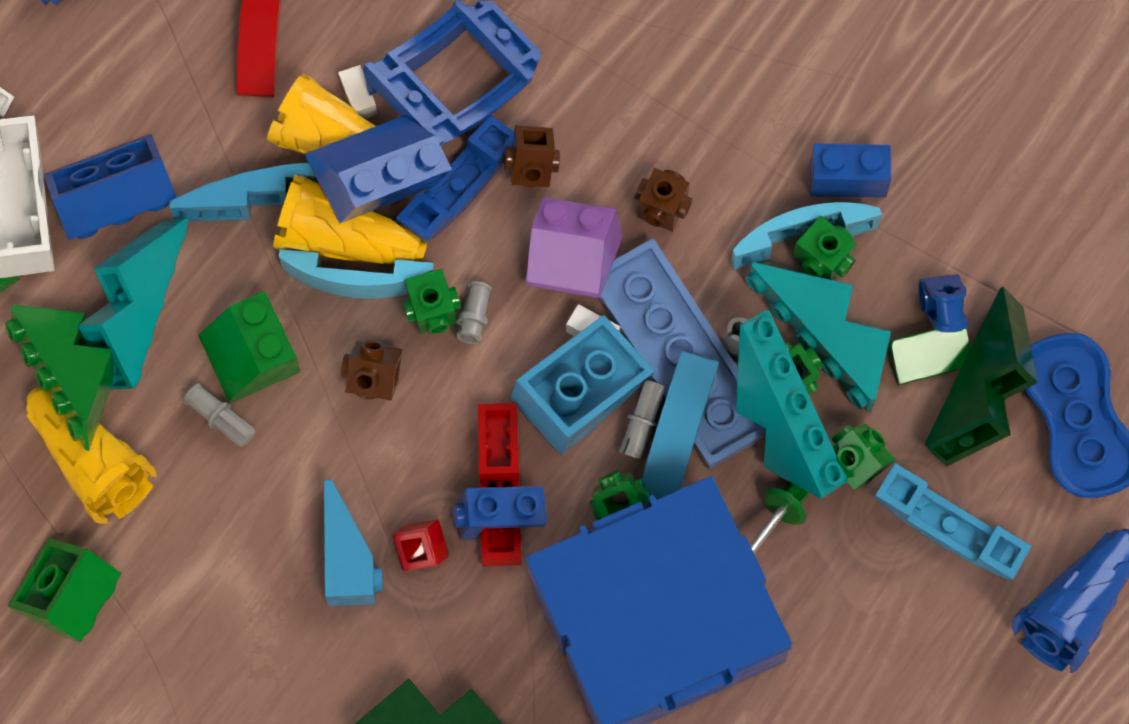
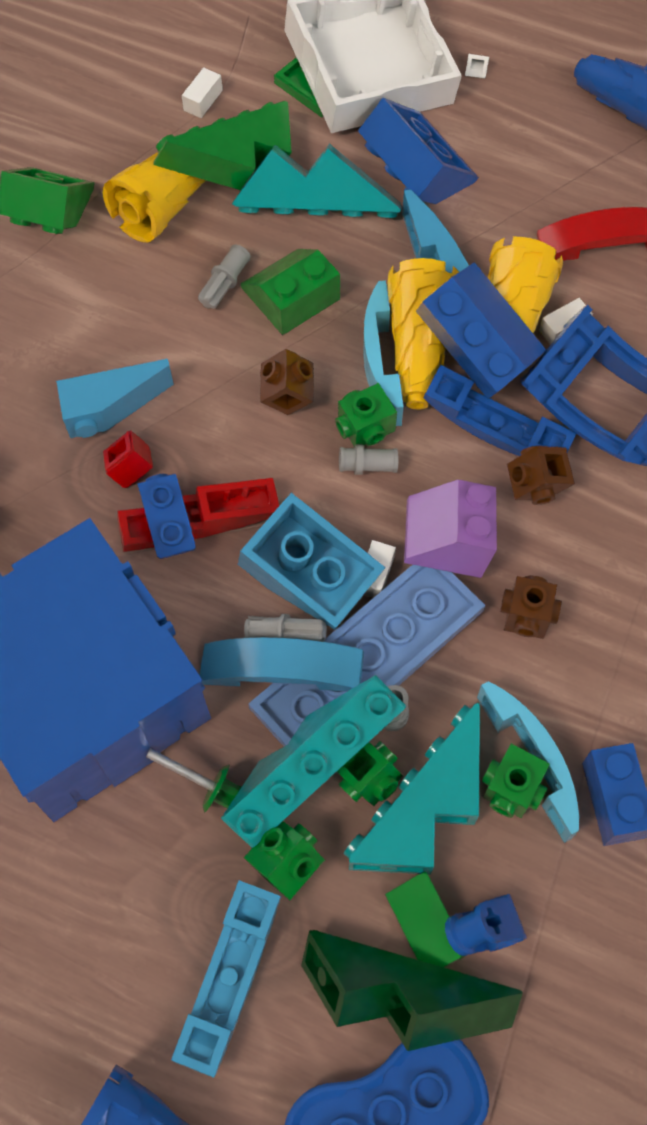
camera: 80 degrees right, 5 degrees down
(612, 484) = (194, 619): green brick -> none

